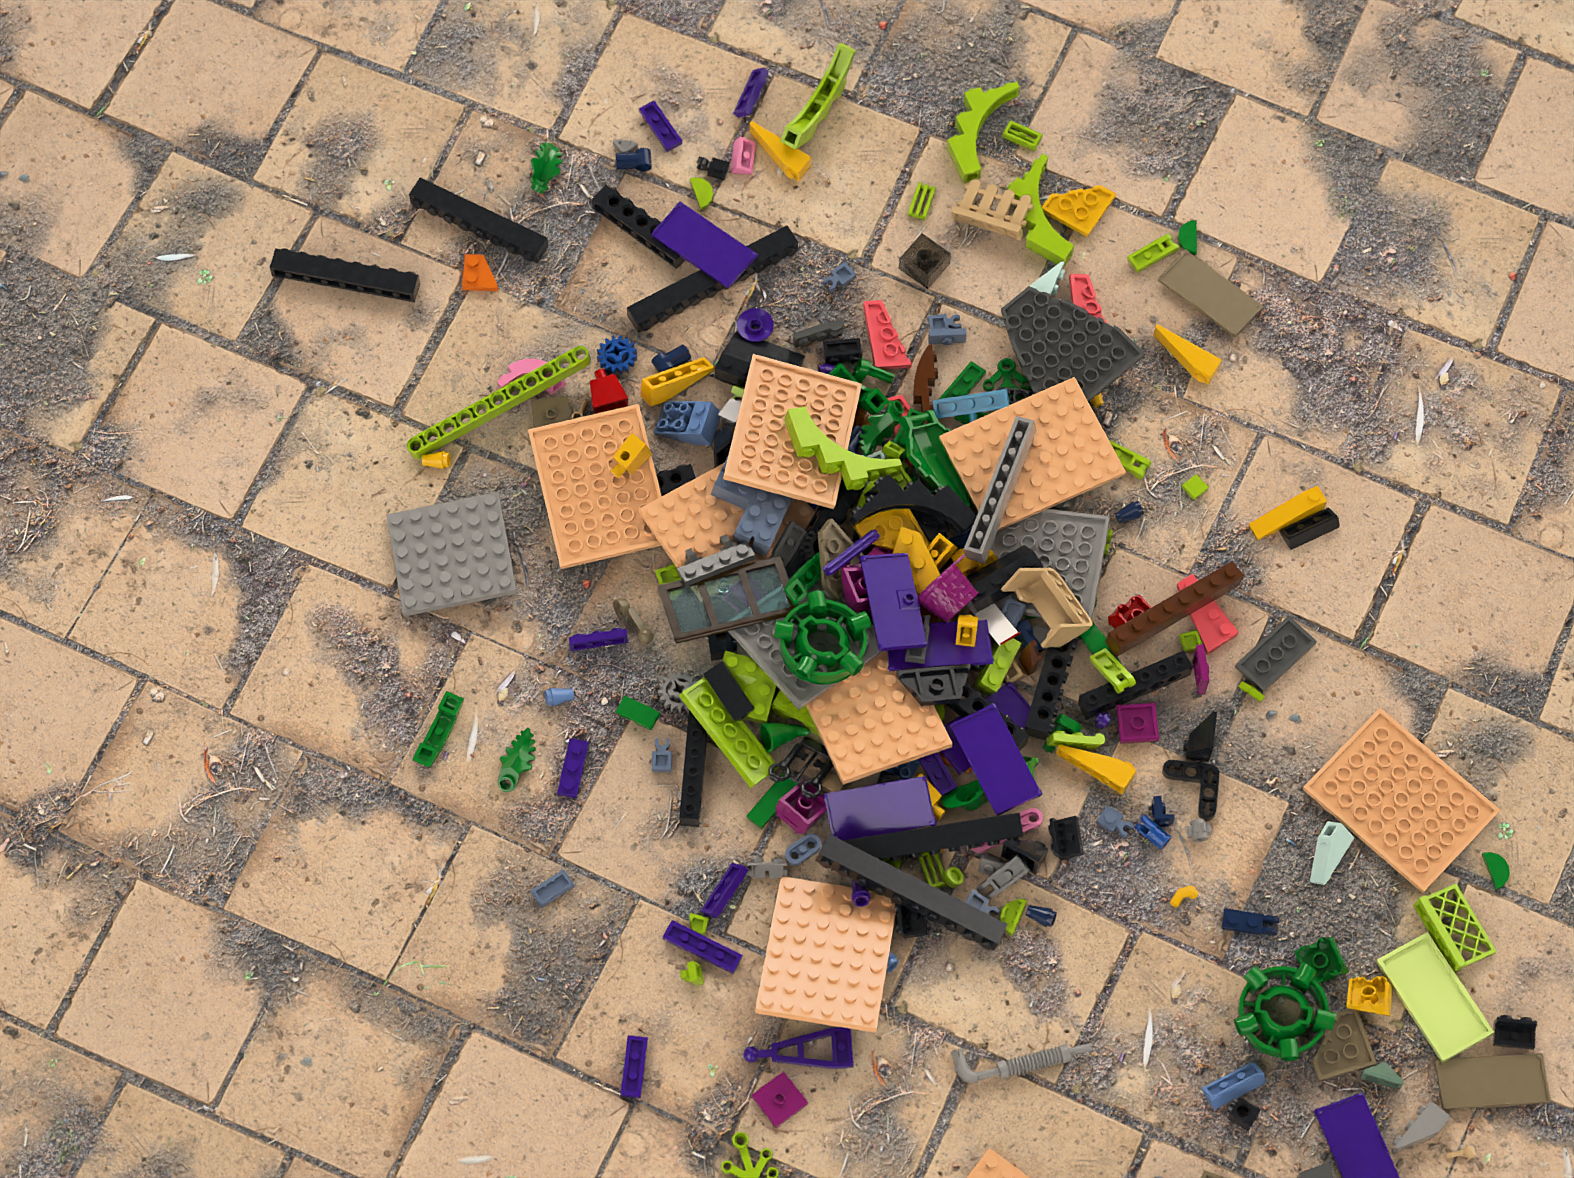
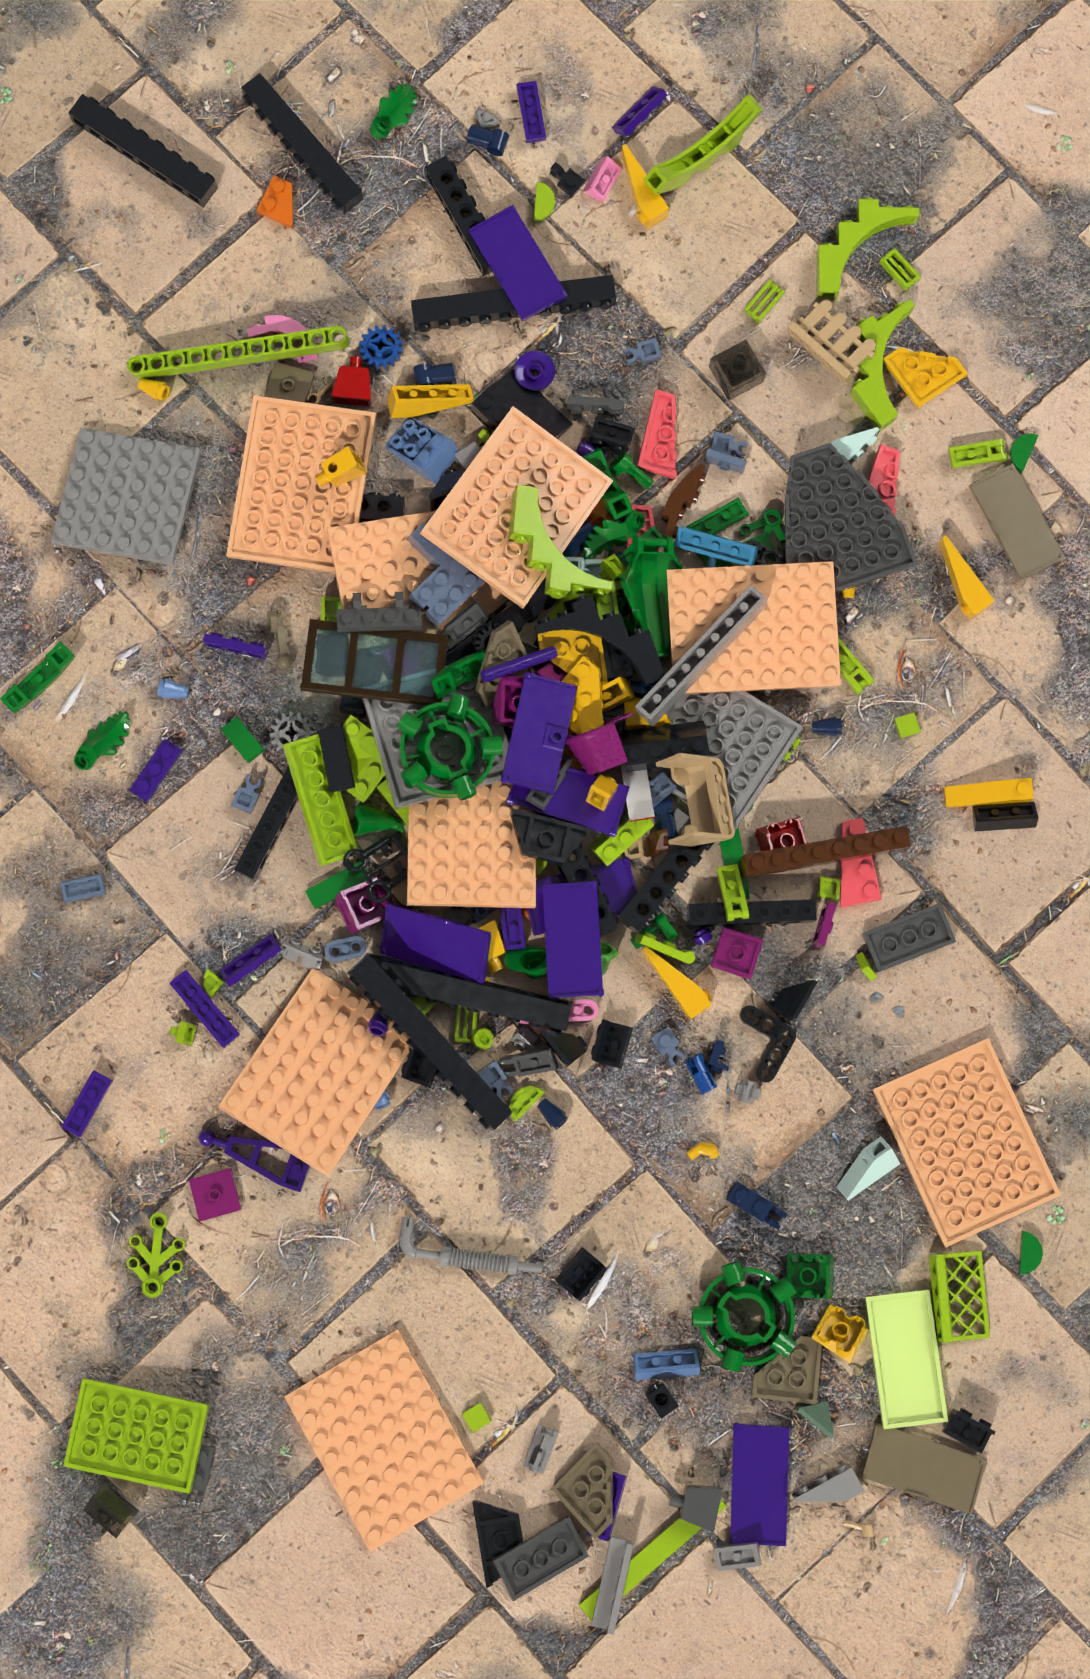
camera: 15 degrees right, 15 degrees up
(1126, 1037) = (581, 1274): none -> black bracket

